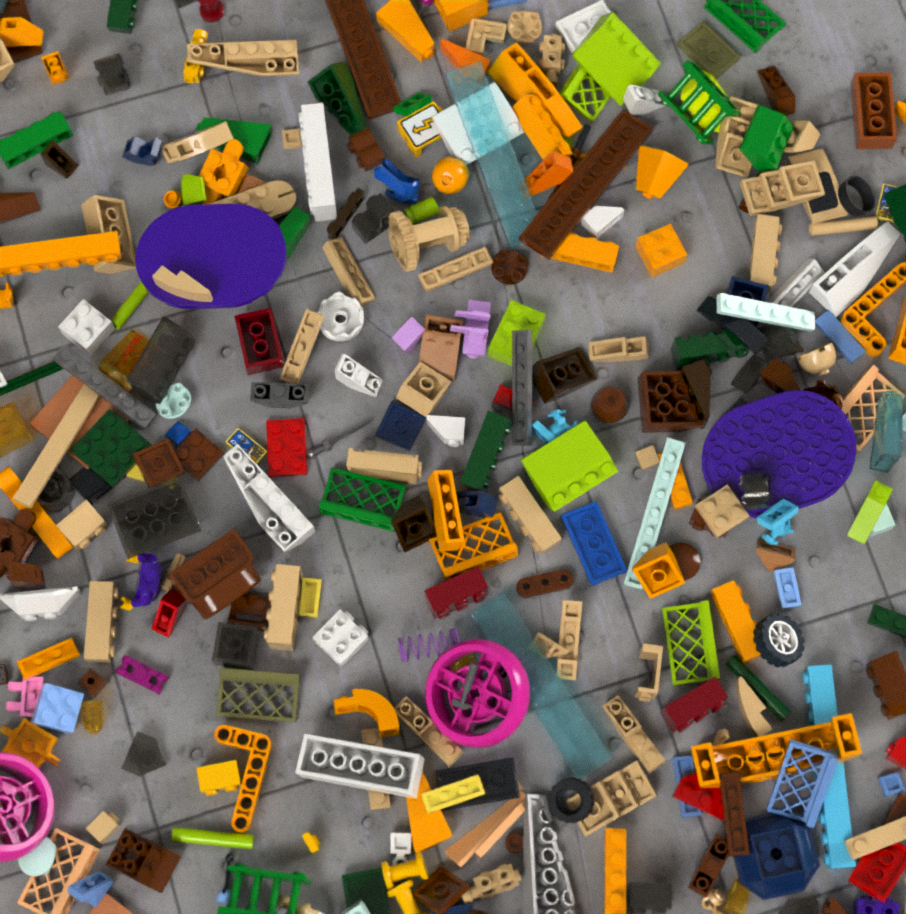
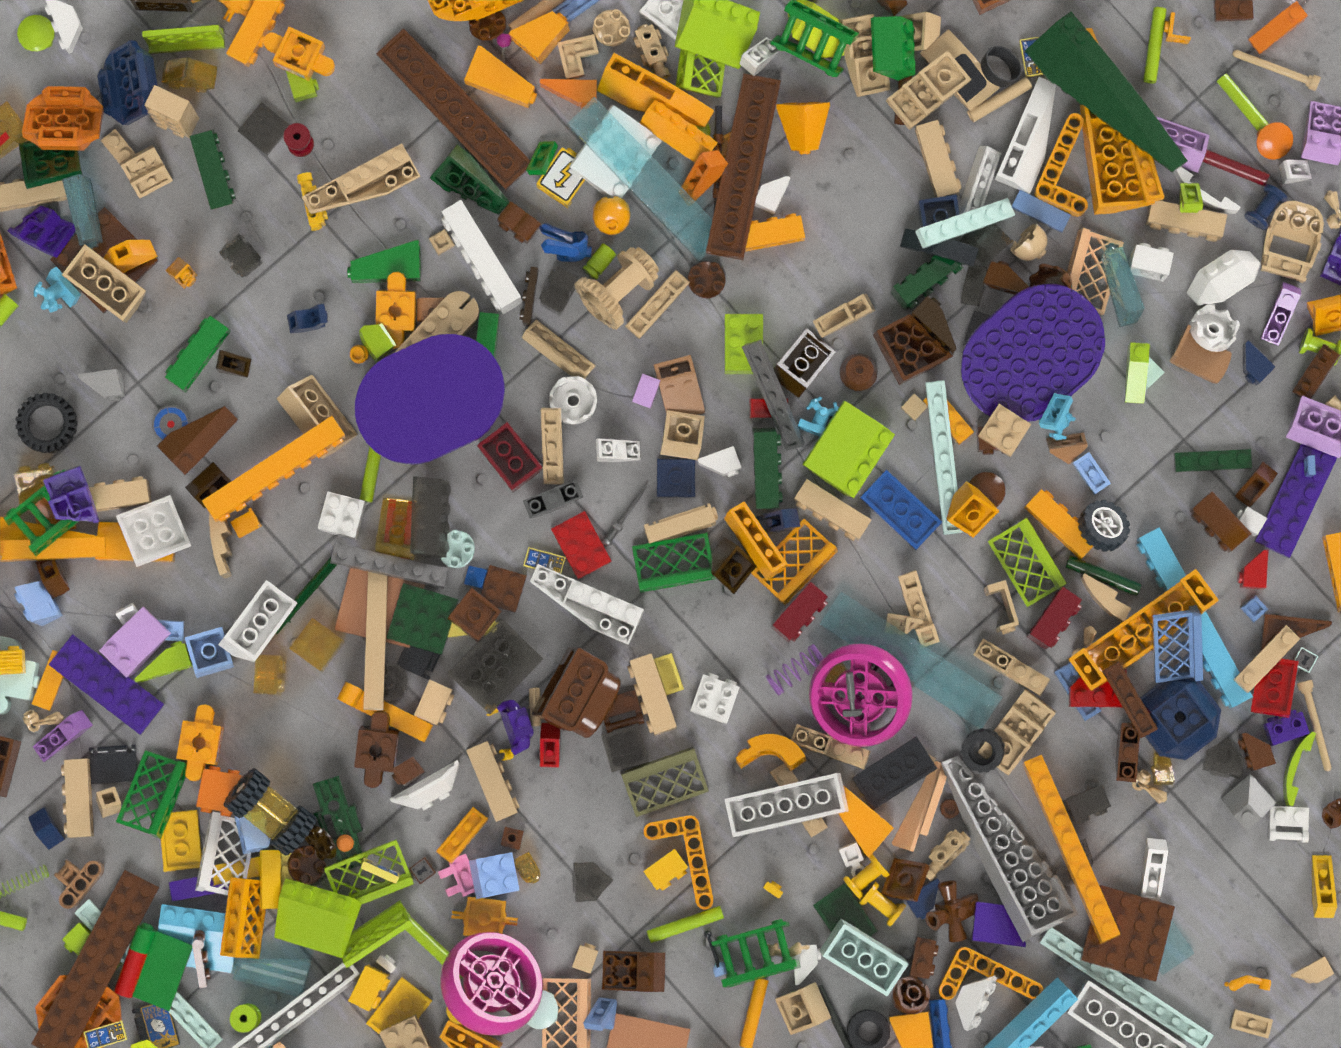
camera: 25 degrees left, 10 degrees up
(141, 674) = (551, 811): magenta plate -> none
(181, 285) = (420, 442): tan slope -> none
(197, 142) = (359, 291): tan slope -> none
(452, 794) = (878, 792): light yellow tile -> none
(475, 329) = (704, 355): lavender piece -> none
(536, 587) = (868, 573): reddish brown plate -> none
(661, 250) = (841, 200): light orange brick -> none
(756, 489) = (1027, 397): clear smoke brick -> none

